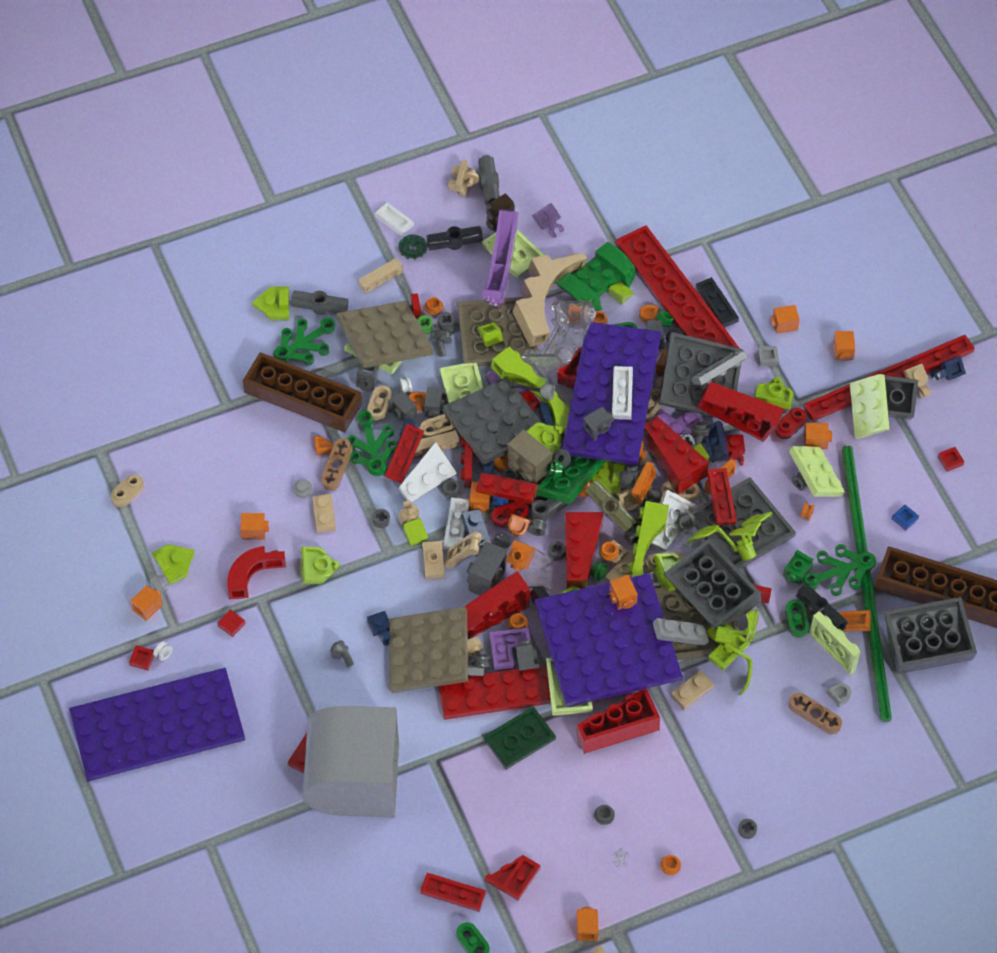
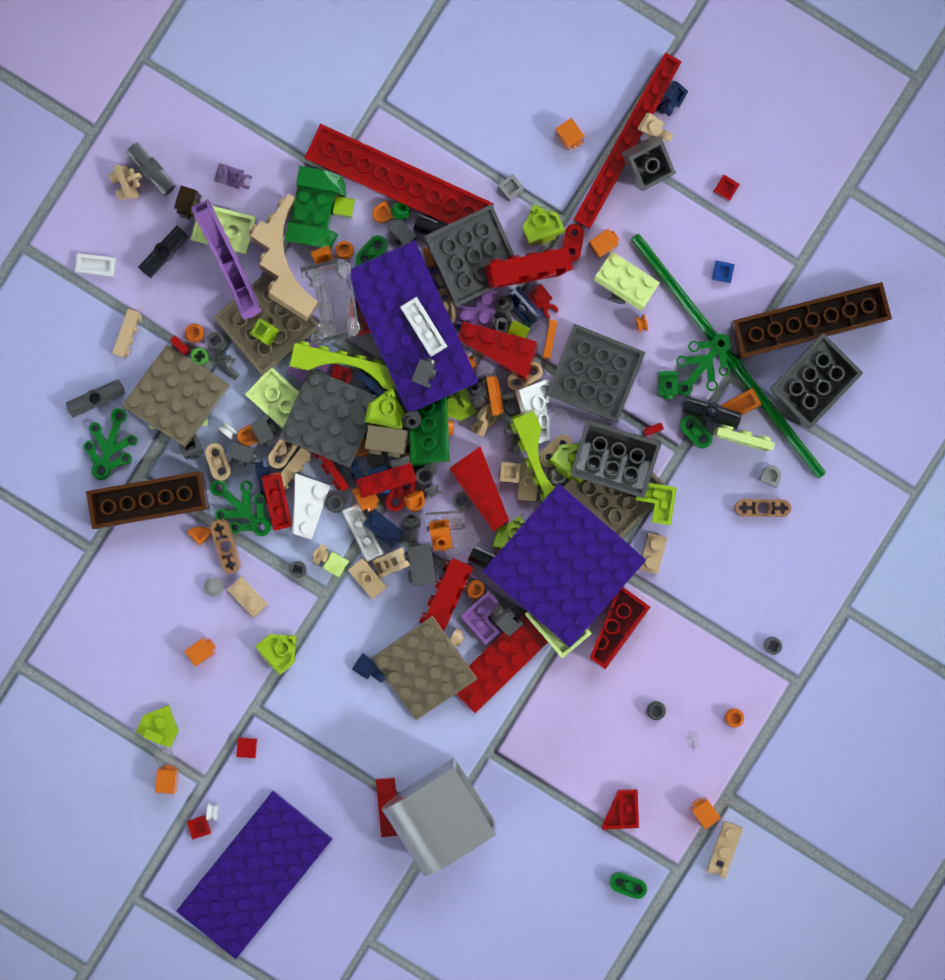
camera: 35 degrees left, 30 degrees up
(128, 490) = (71, 688): tan plate -> none
(247, 565) = (221, 694): red arch -> none
(274, 303) = (56, 423): lime plate -> none
(340, 649) = (352, 713): dark grey plate -> none
(412, 240) = (129, 276): clear green gear -> none
(453, 892) = (585, 856): red plate -> none
(475, 670) = (472, 656): light grey tile -> none
(481, 660) = (470, 645): dark grey bush -> none
(519, 737) = (545, 689): dark green tile -> none
(546, 391) = (356, 365): hinge -> none
(555, 469) = (415, 436): green plate -> none
(599, 571) = (509, 498): green plate -> none
(609, 551) = (507, 477): orange plate -> none
(619, 515) = (471, 435): olive piece -> none
(623, 592) = (553, 523): orange brick -> none
(680, 631) = (618, 519): light grey plate -> none
(686, 520) = (550, 404): dark grey plate -> none
(717, 302) = (433, 162): black plate -> none
(719, 368) = (486, 242): light grey plate -> none
(721, 496) = (567, 364): red plate -> none
(728, 636) = (659, 497): lime plant -> none
(744, 545) = (618, 402): lime plant -> none
(785, 319) = (503, 140): orange brick -> none
(869, 406) = (633, 189): yellowish green plate -> none

